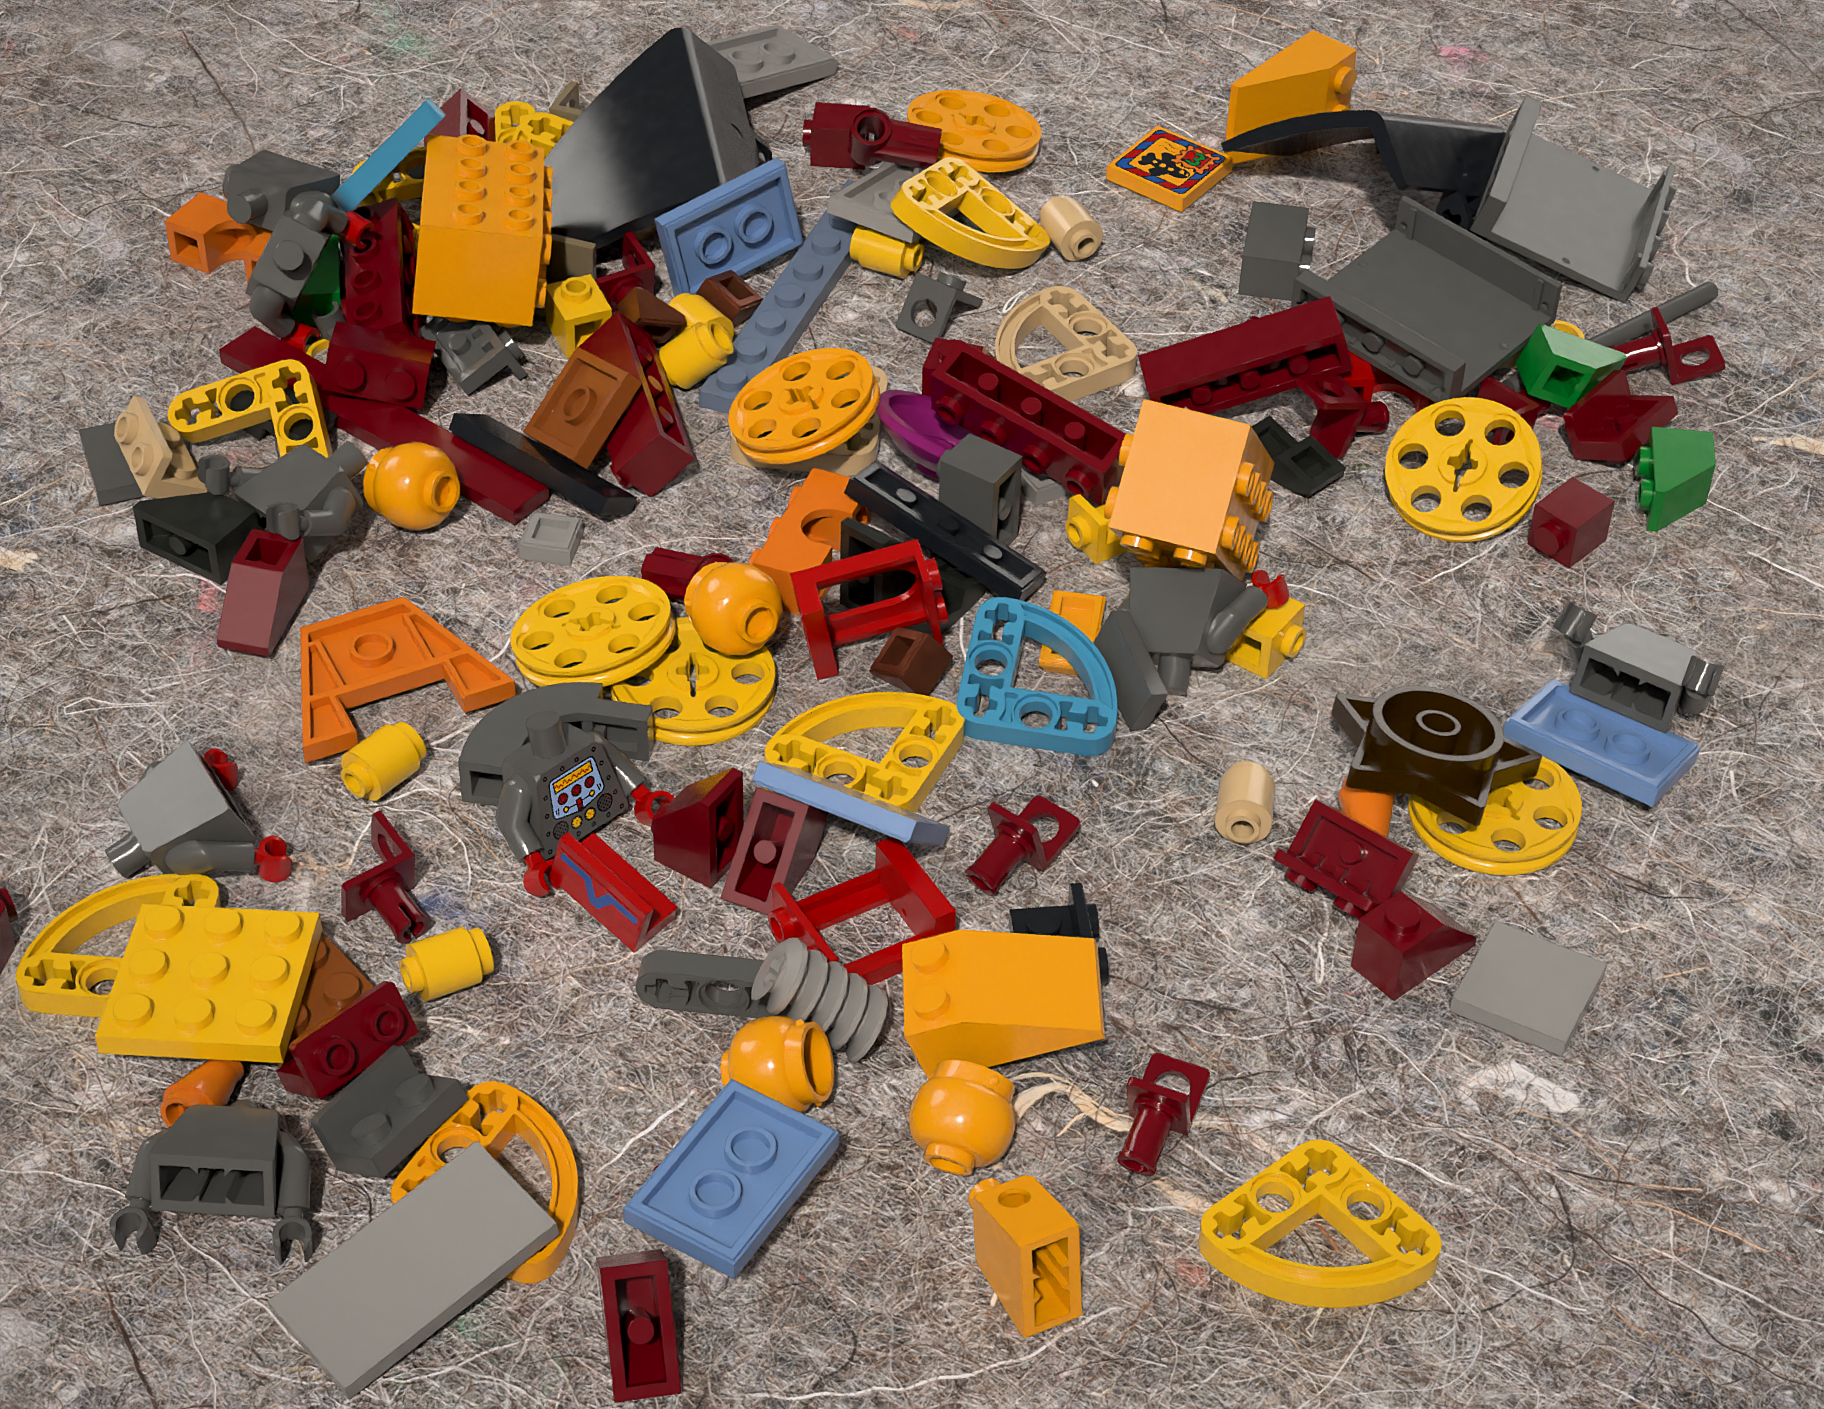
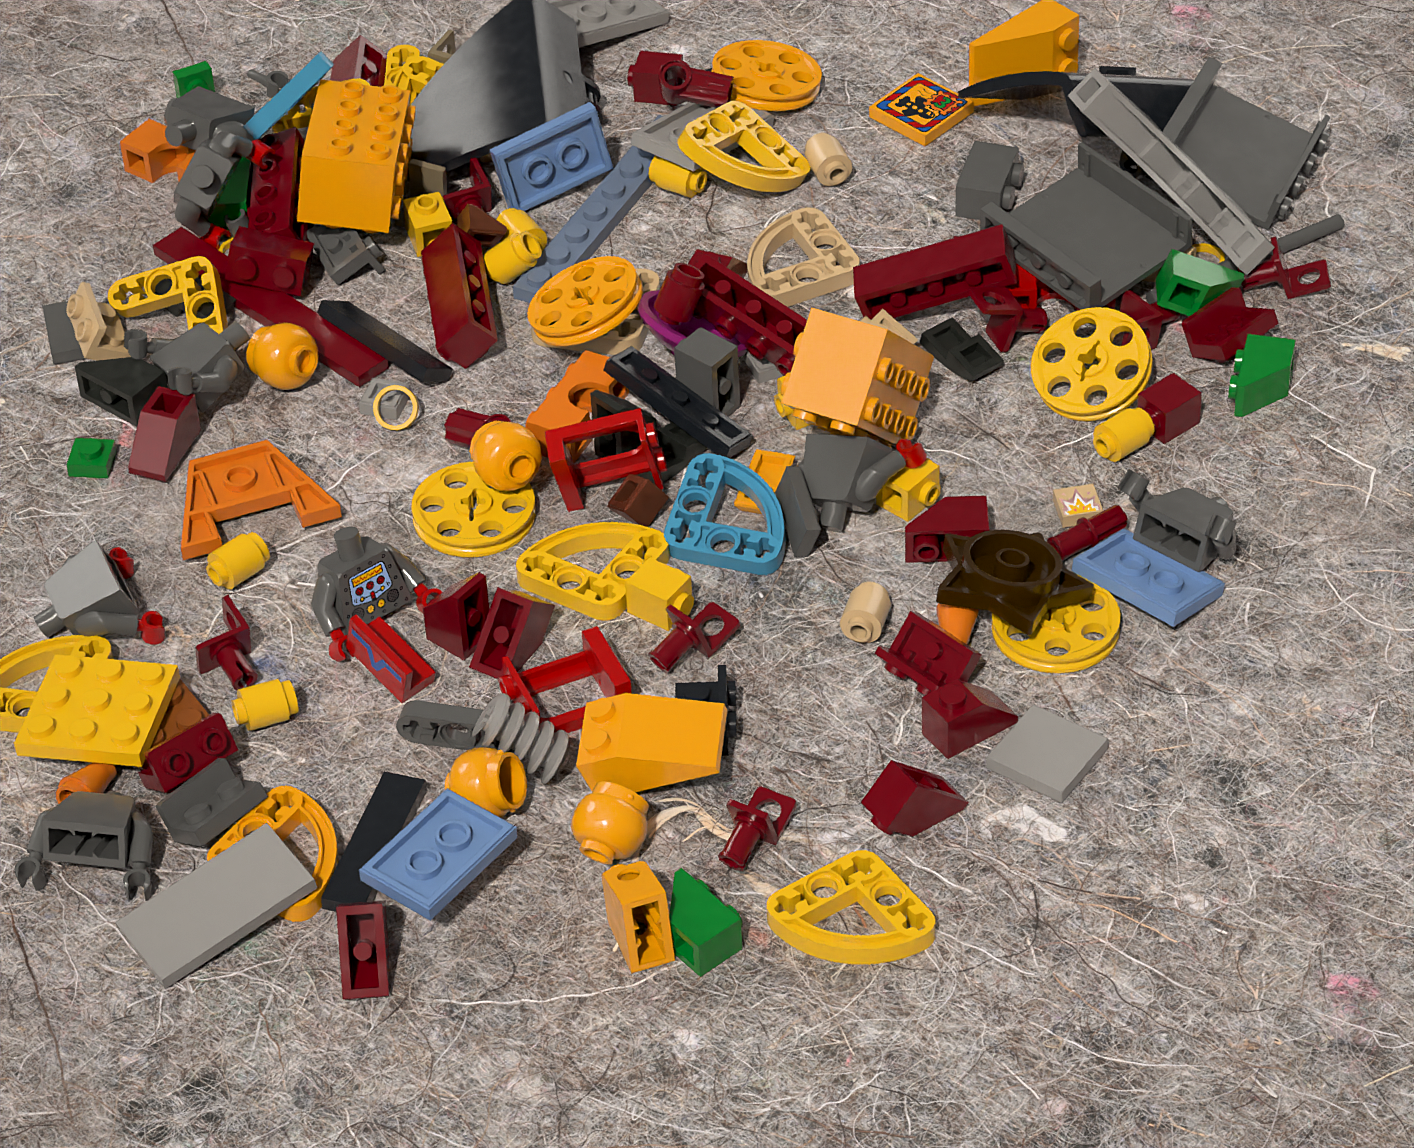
camera: 10 degrees right, 0 degrees up
(164, 628) = (91, 458): none -> green plate
(250, 141) = (192, 77): none -> green plate
(352, 148) = (272, 81): none -> dark grey hand
(544, 544) = (382, 393): none -> yellow piece
(577, 703) = (381, 524): dark grey arch -> none
(582, 407) = (417, 298): dark orange plate -> none
(593, 631) = (403, 471): yellow wedge -> none
(625, 1156) = (384, 817): none -> black tile
(730, 296) = (548, 211): copper slope -> none
(850, 804) = (567, 602): medium blue tile -> none
(935, 391) = (679, 294): none -> dark red brick
(943, 293) = (713, 212): dark grey bracket -> none
(963, 785) = (654, 589): none -> yellow brick
(1121, 1263) = (701, 925): none -> green slope
(1310, 691) = (950, 515): none -> dark red slope
(1366, 1064) = (911, 800): none -> dark red slope
(1483, 650) = (1075, 503): none -> tan tile
(1512, 683) = (1089, 531): none -> dark red axle
(1514, 227) = (1172, 170): none -> light grey arch
(1521, 556) = (1123, 434): none -> yellow brick

